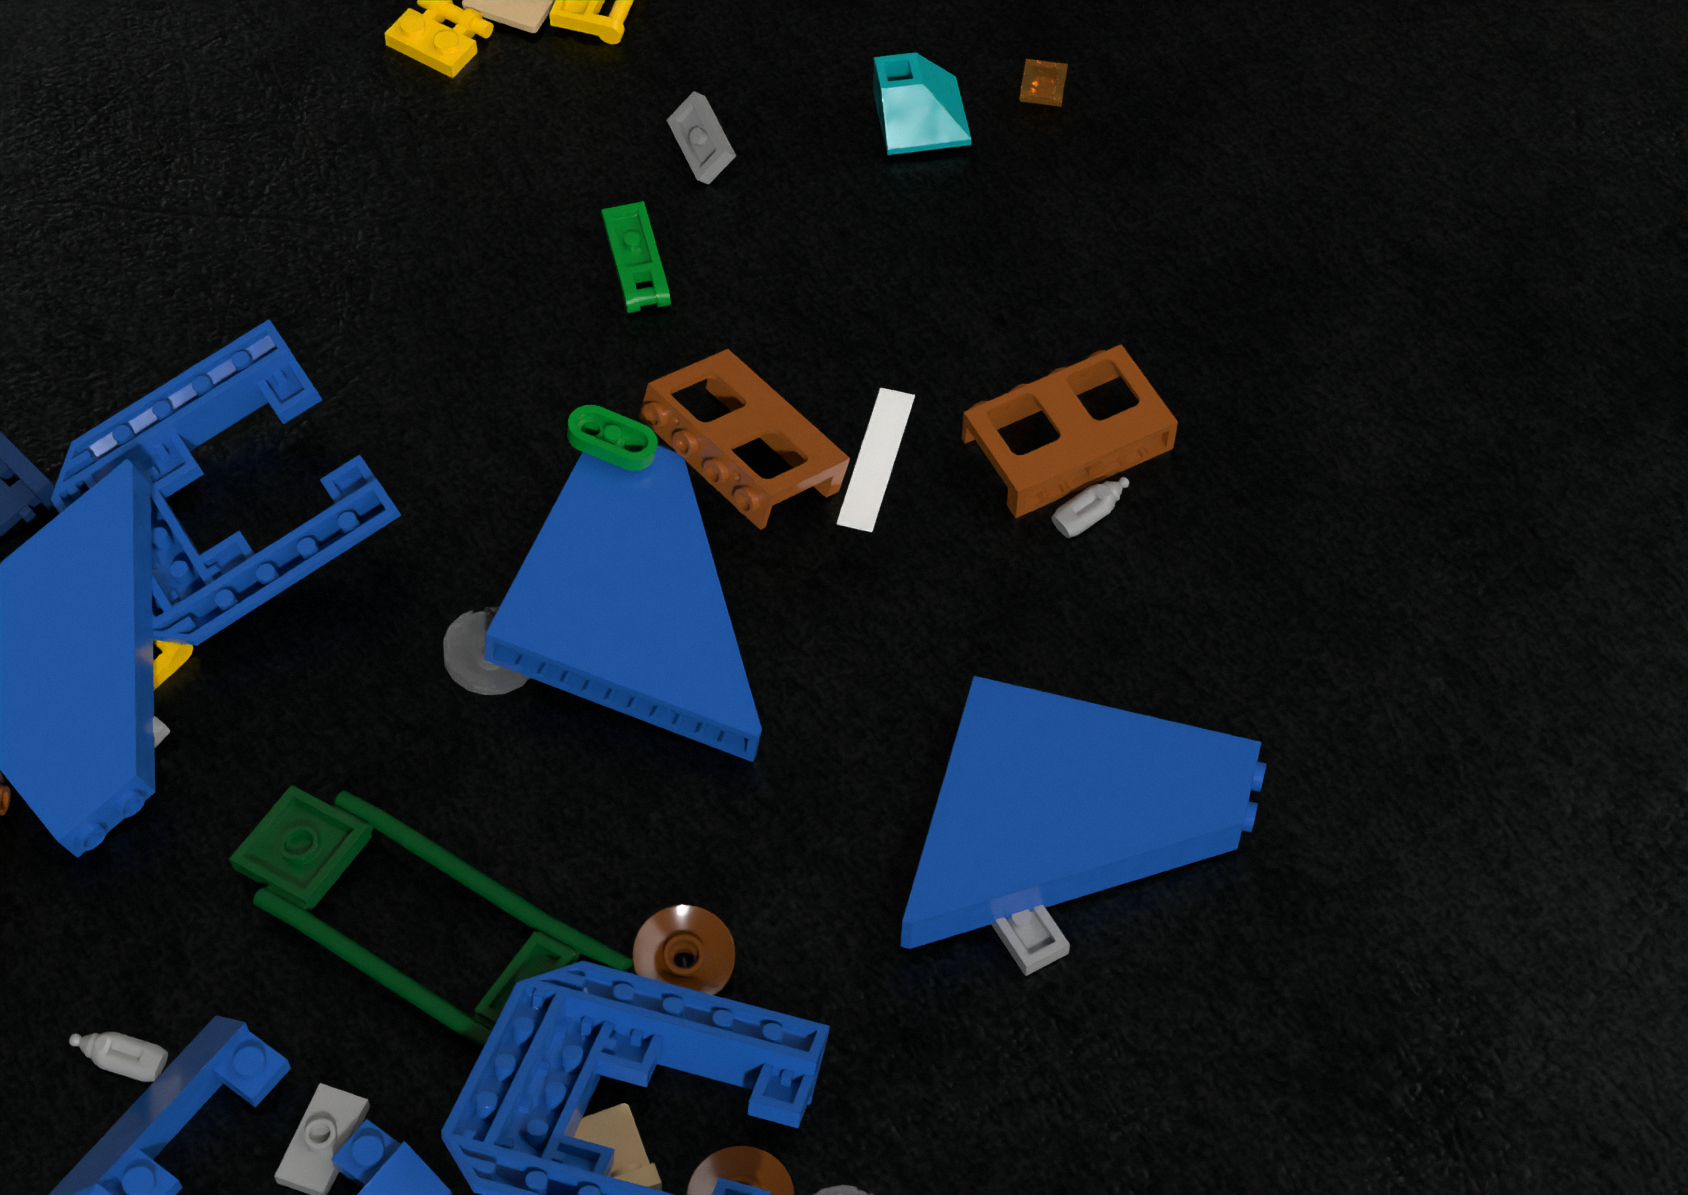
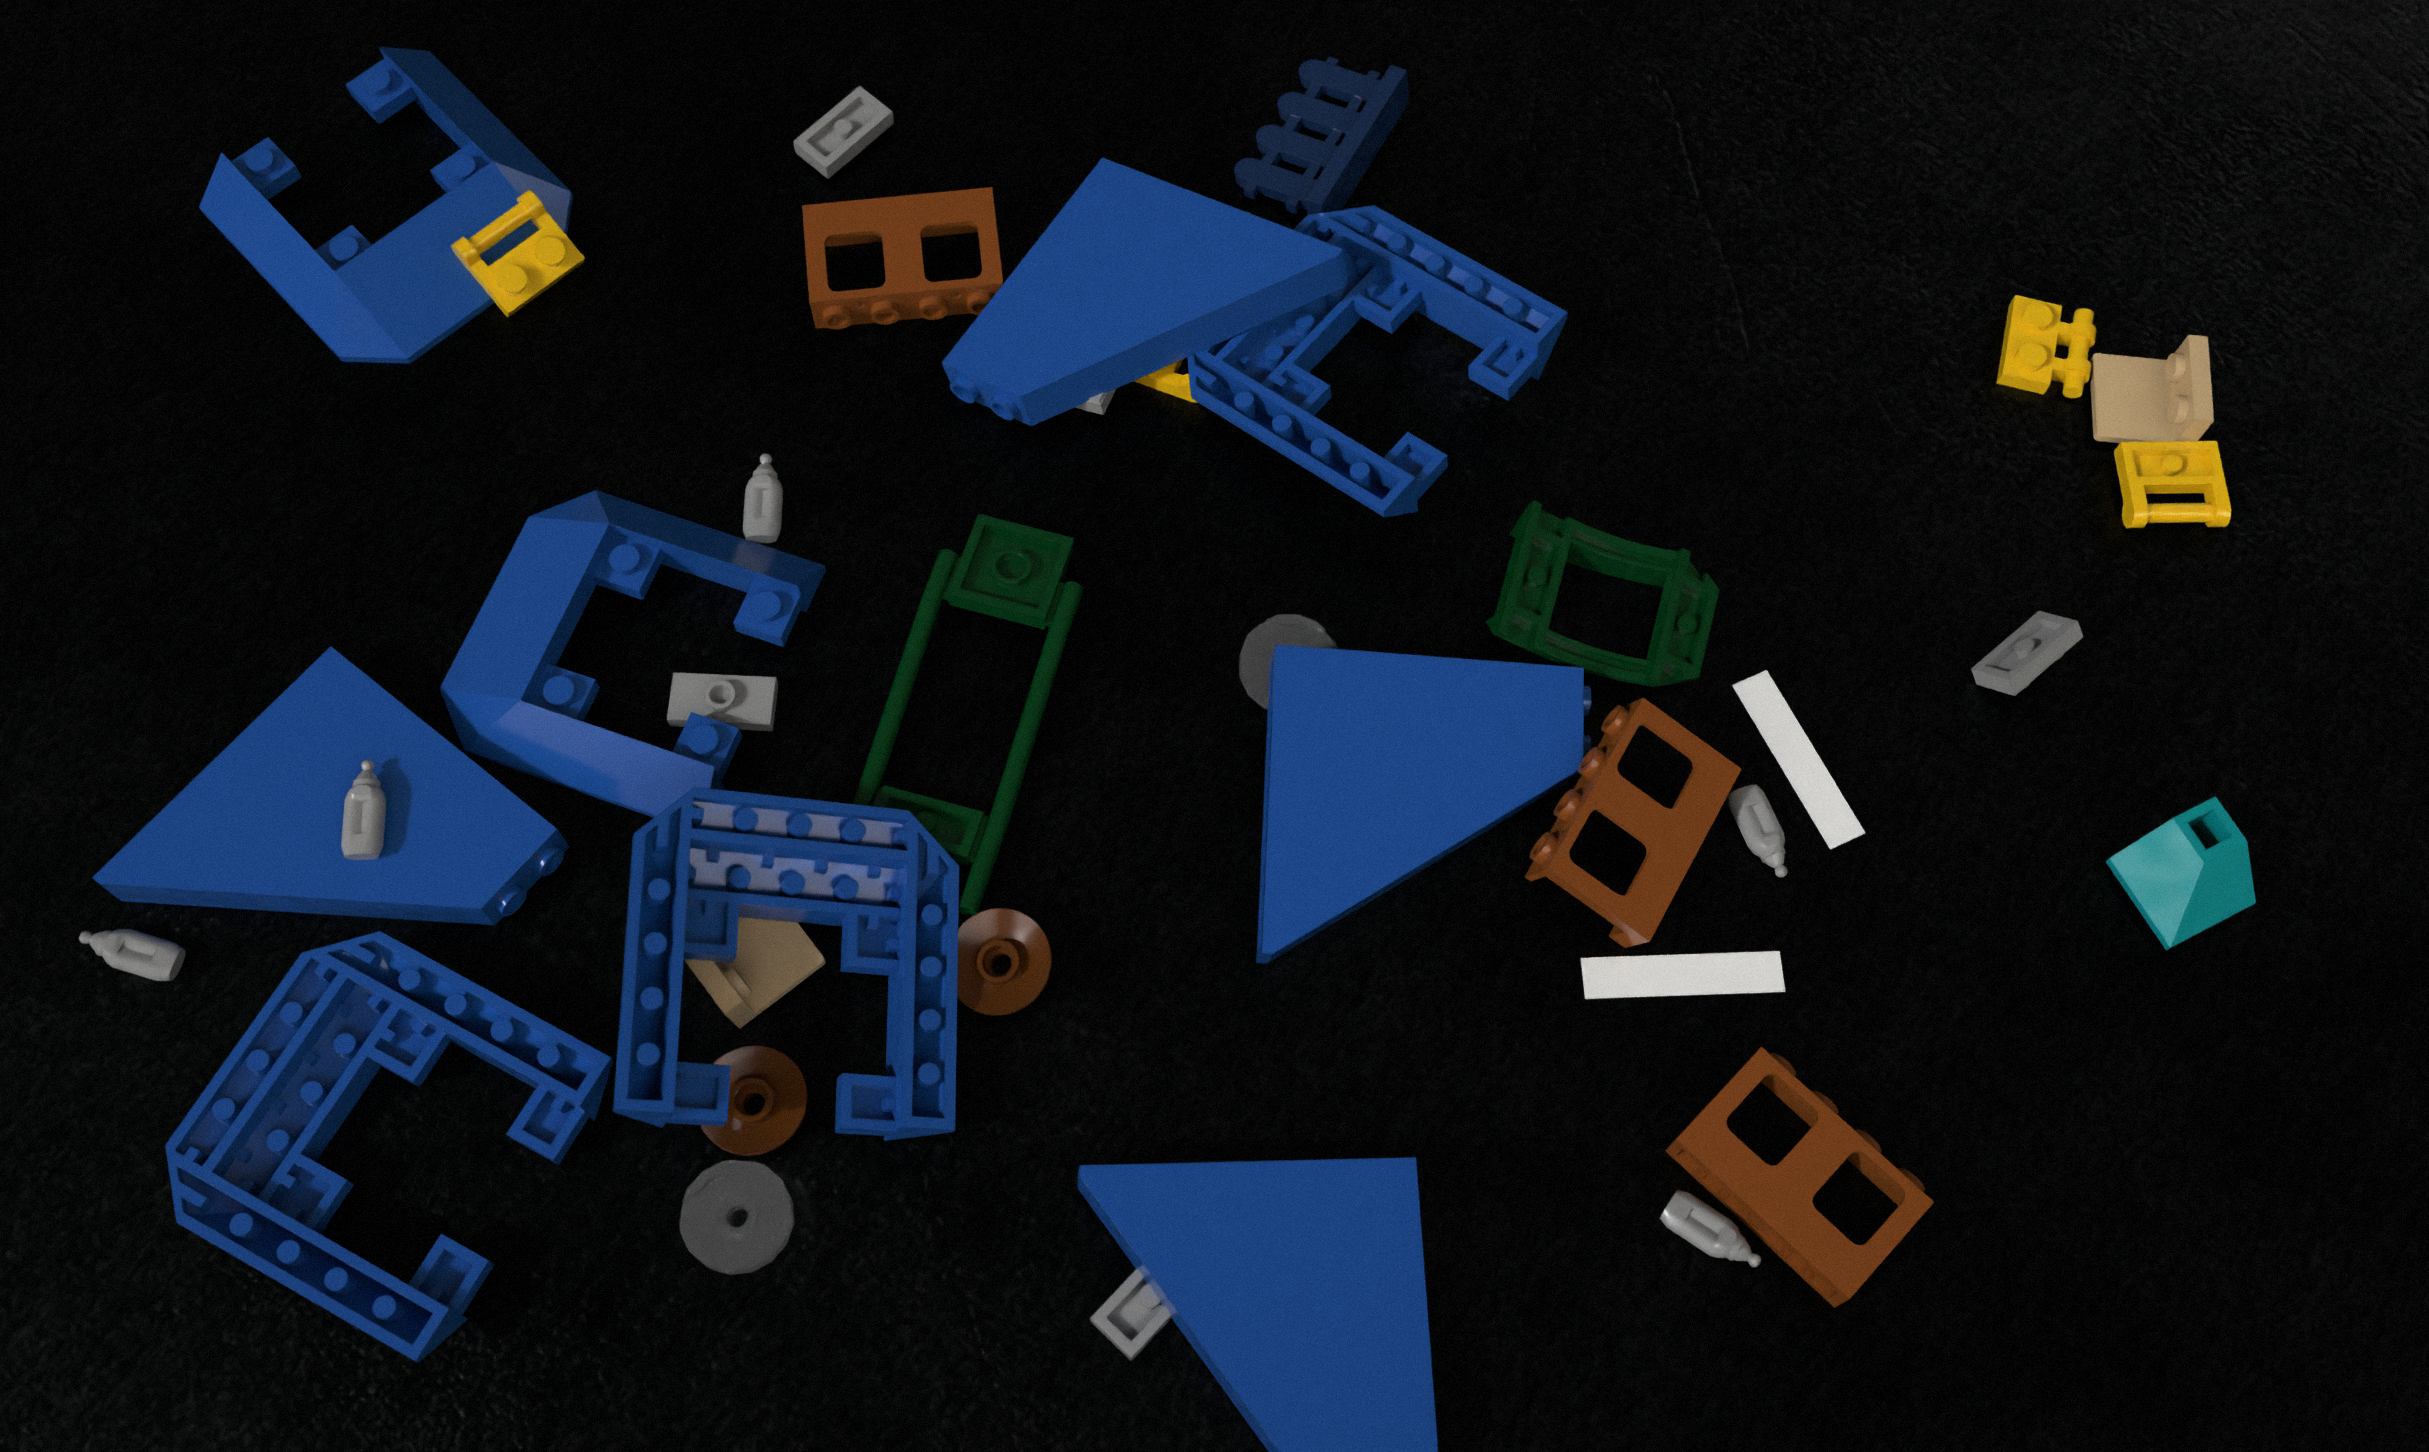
camera: 70 degrees right, 10 degrees up
(470, 411) = (1533, 583): none -> dark green wedge
(613, 437) = (1562, 688): green plate -> none
(635, 256) = (1836, 639): green plate -> none
(723, 321) = (1798, 759): none -> white sticker
(777, 362) = (1759, 826): none -> light grey piece
(1043, 82) = (2298, 1007): clear orange plate -> none

